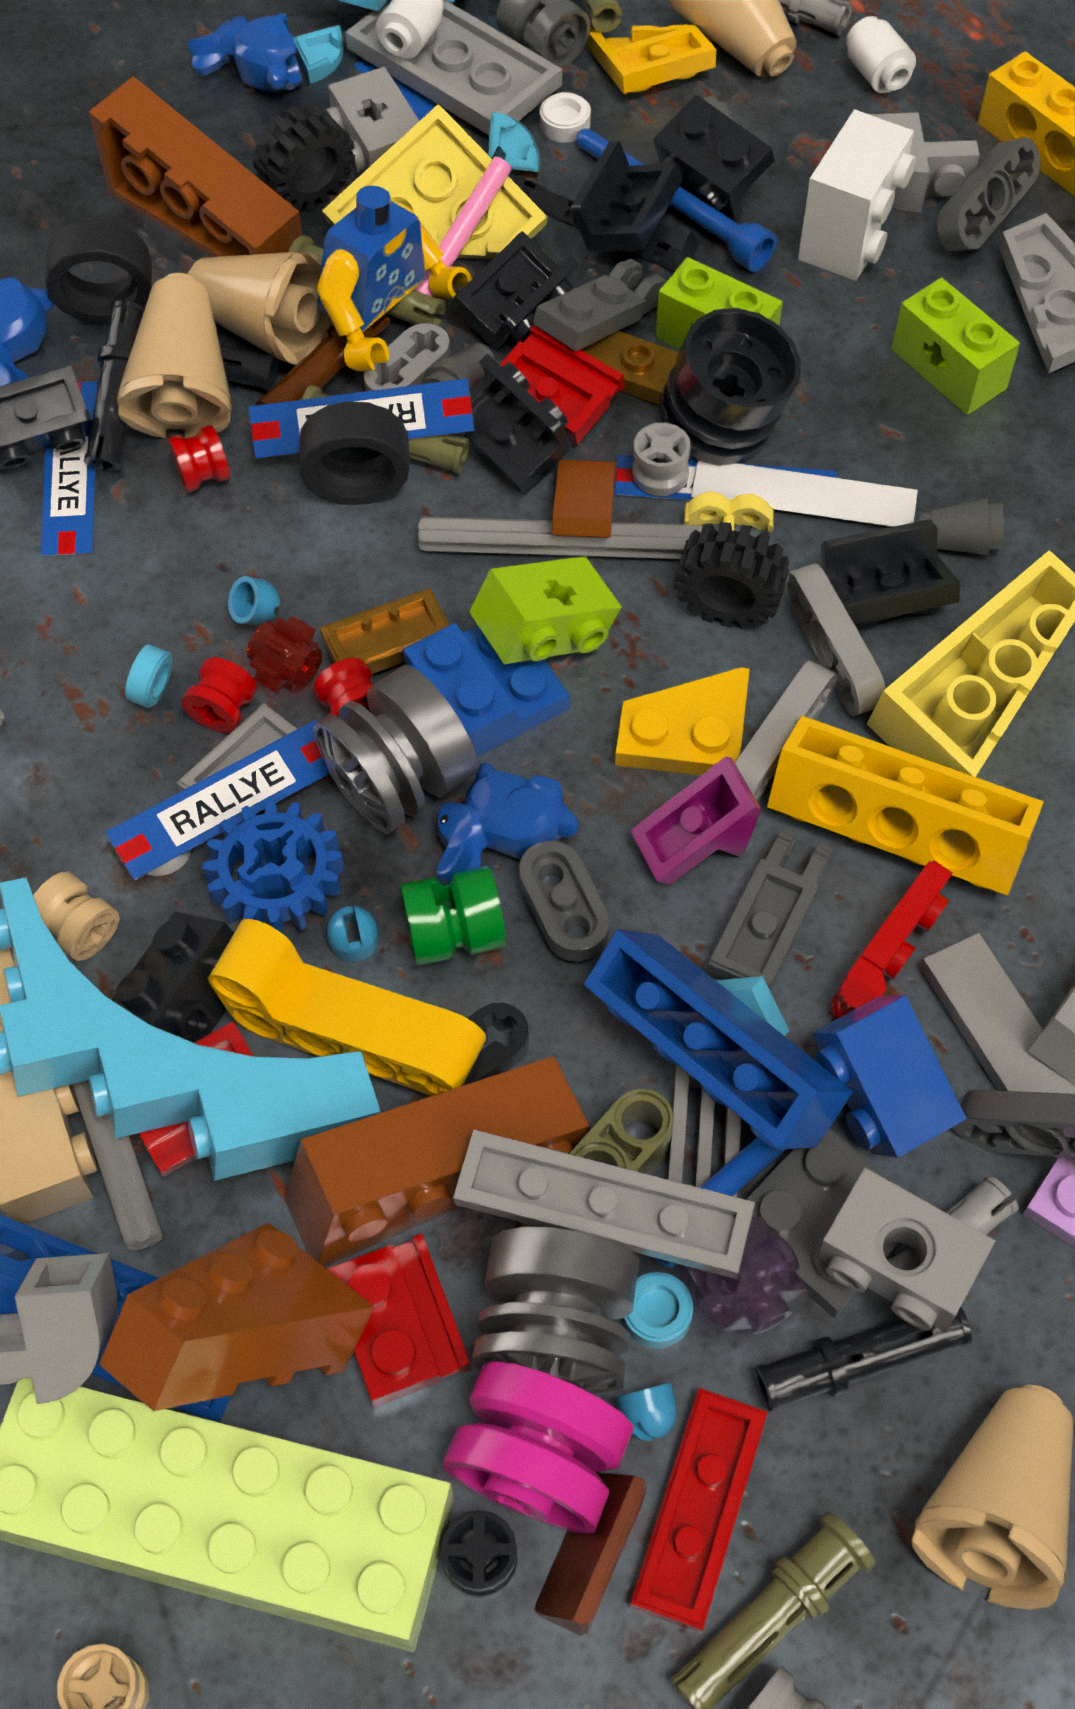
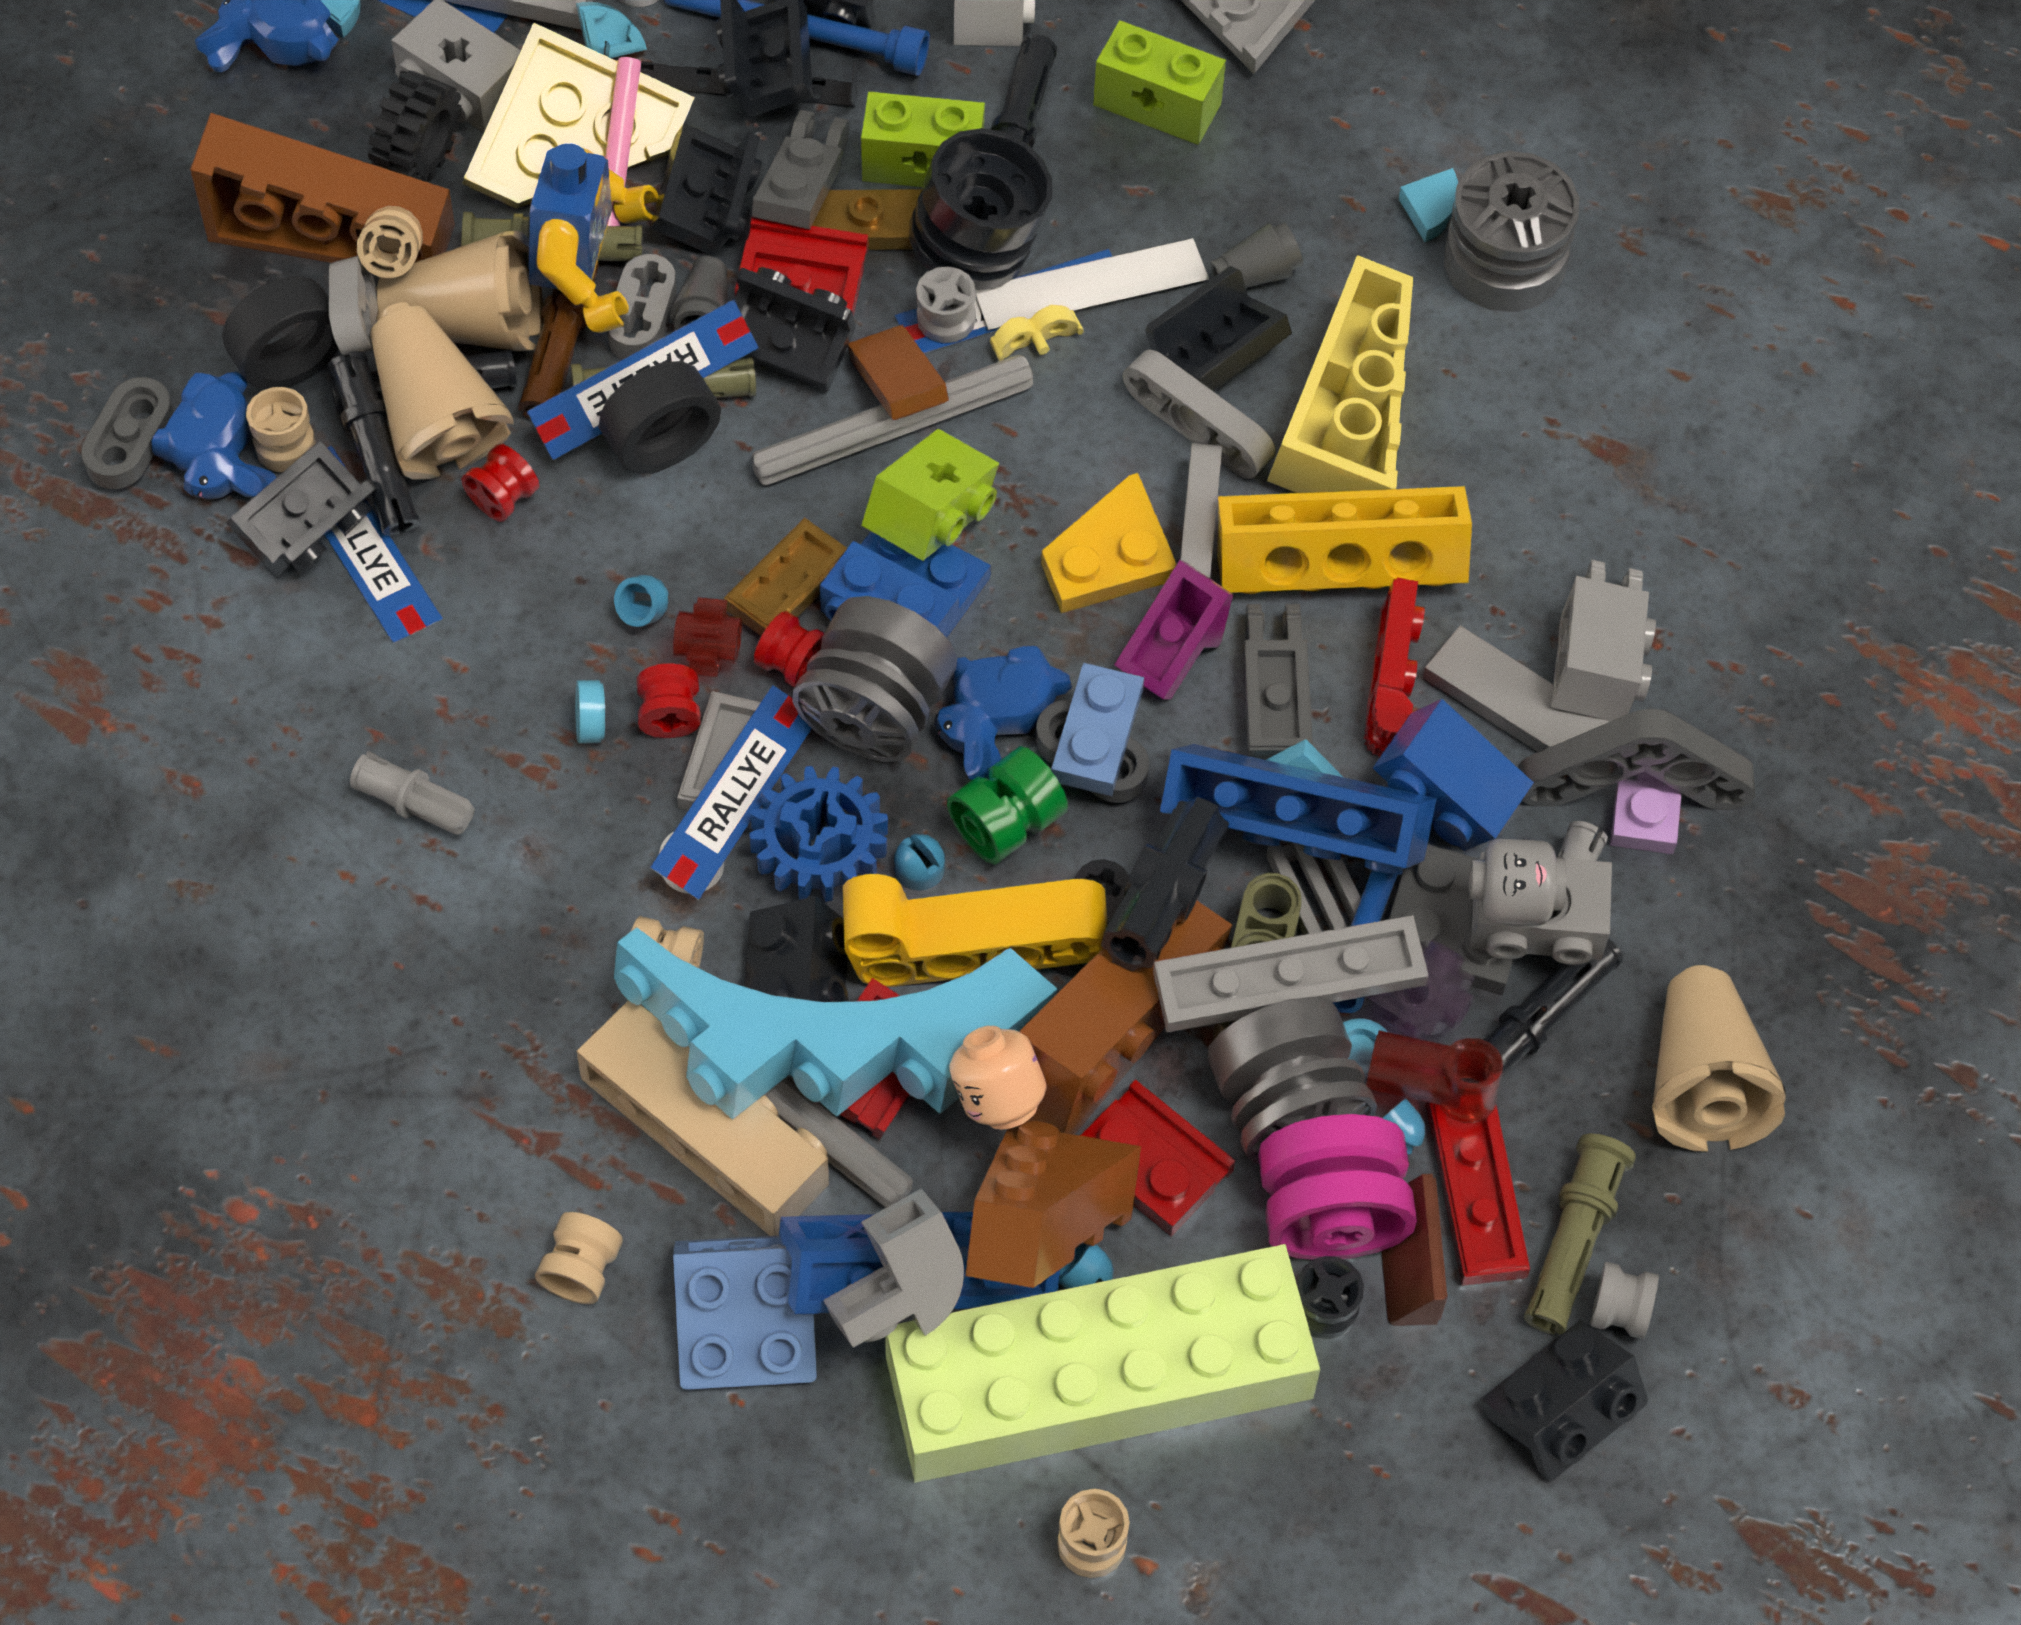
camera: 30 degrees left, 0 degrees up
(54, 342) = (279, 427): none -> tan wheel
(156, 256) = (352, 305): none -> light grey beam
(228, 226) = (397, 233): none -> tan wheel
(263, 1176) = (998, 1078): none -> light nougat head
(263, 1407) = (1086, 1268): none -> dark azure hinge
(535, 1057) = (1165, 884): none -> black piece
(572, 882) = (1097, 729): none -> medium blue plate
(702, 1367) = (1434, 1073): none -> clear red piece
(731, 575) = (1081, 392): black tyre -> none
(833, 315) = (1027, 89): none -> black pin
(879, 1218) = (1518, 881): none -> light grey head

